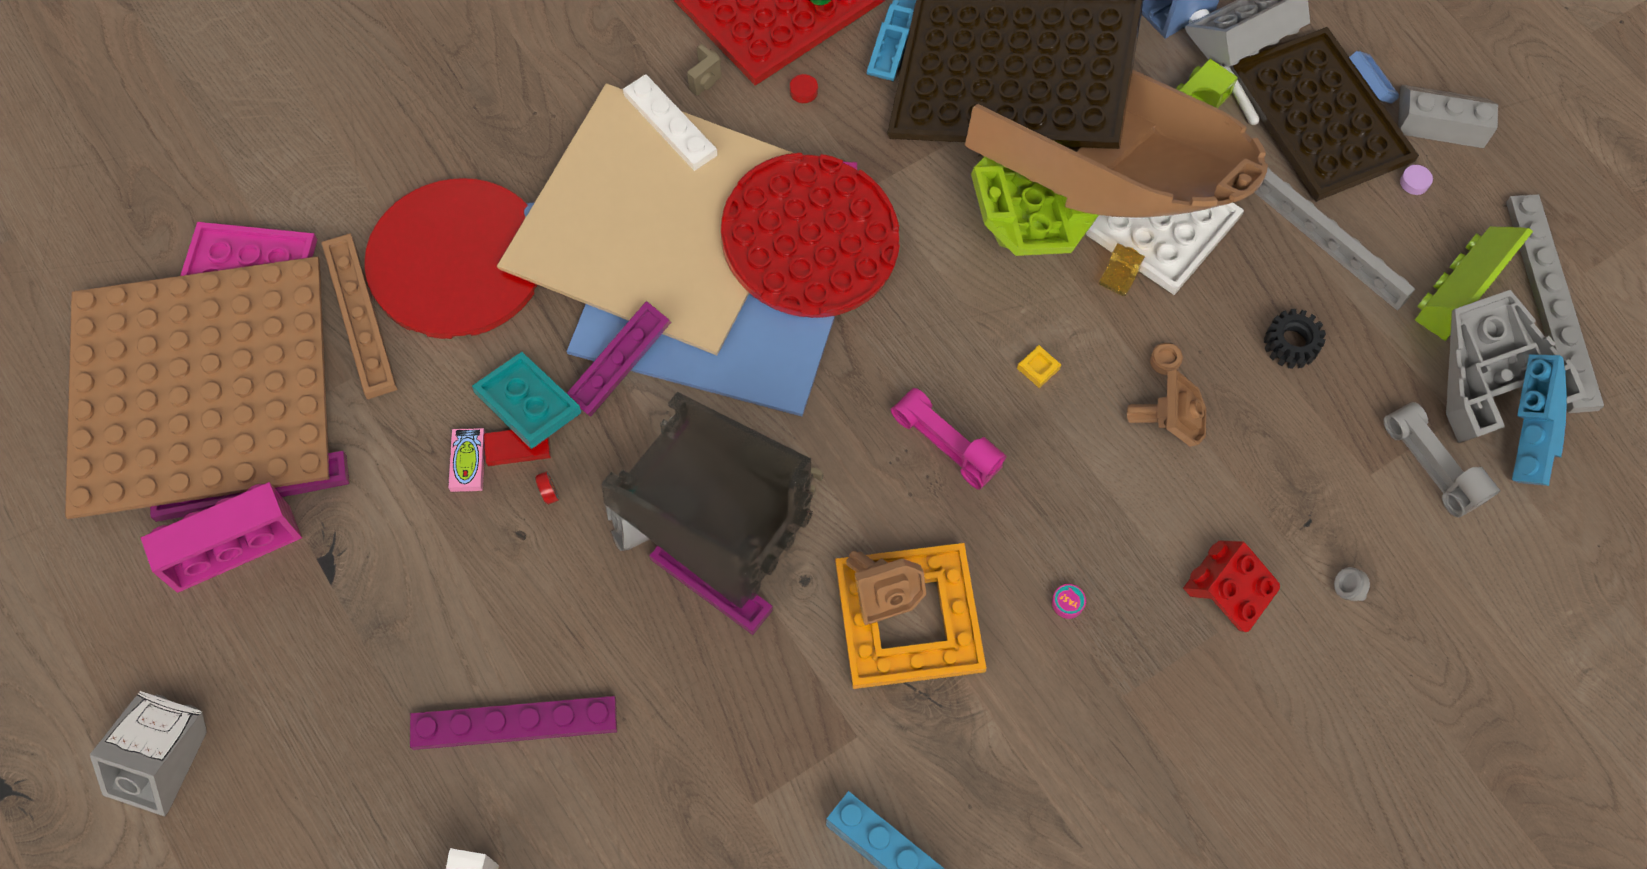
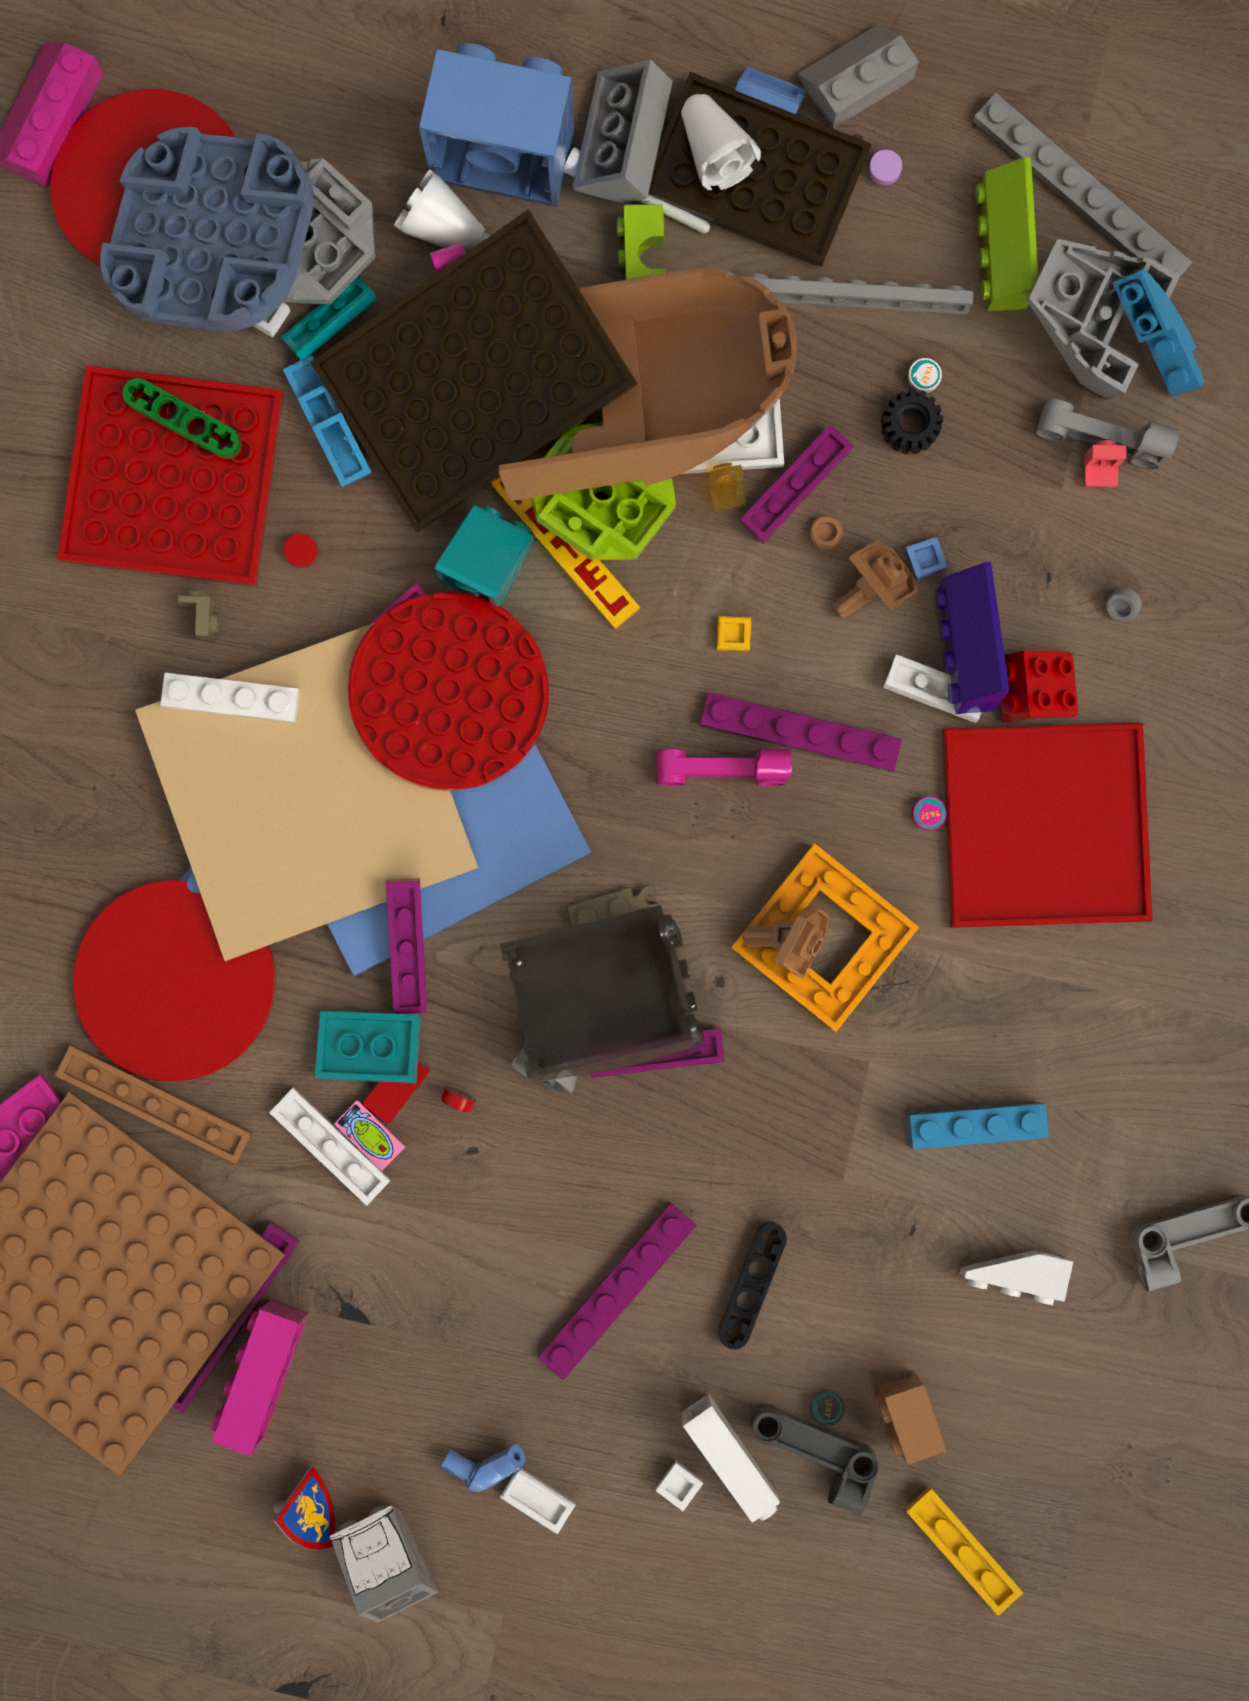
camera: 45 degrees left, 20 degrees up
(145, 661) = (307, 1513): none -> shield
(287, 758) = (484, 1473): none -> medium blue arm
(300, 819) = (538, 1500): none -> white tile
(434, 441) = (330, 1146): none -> white plate
(609, 808) = (747, 1283): none -> black beam
(916, 178) = (485, 555): none -> teal slope
(975, 237) = (588, 574): none -> yellow tile
(1027, 469) = (801, 732): none -> magenta plate
(1152, 692) = (1047, 825): none -> red tile
(1153, 520) = (922, 685): none -> white plate
(1174, 310) = (796, 484): none -> magenta plate
(1209, 504) = (972, 640): none -> dark purple slope
(1225, 433) = (926, 558): none -> medium blue tile
(1308, 71) = (717, 143): none -> white cone
(1332, 318) = (924, 375): none -> white tile
(1419, 476) = (1102, 464): none -> coral bracket

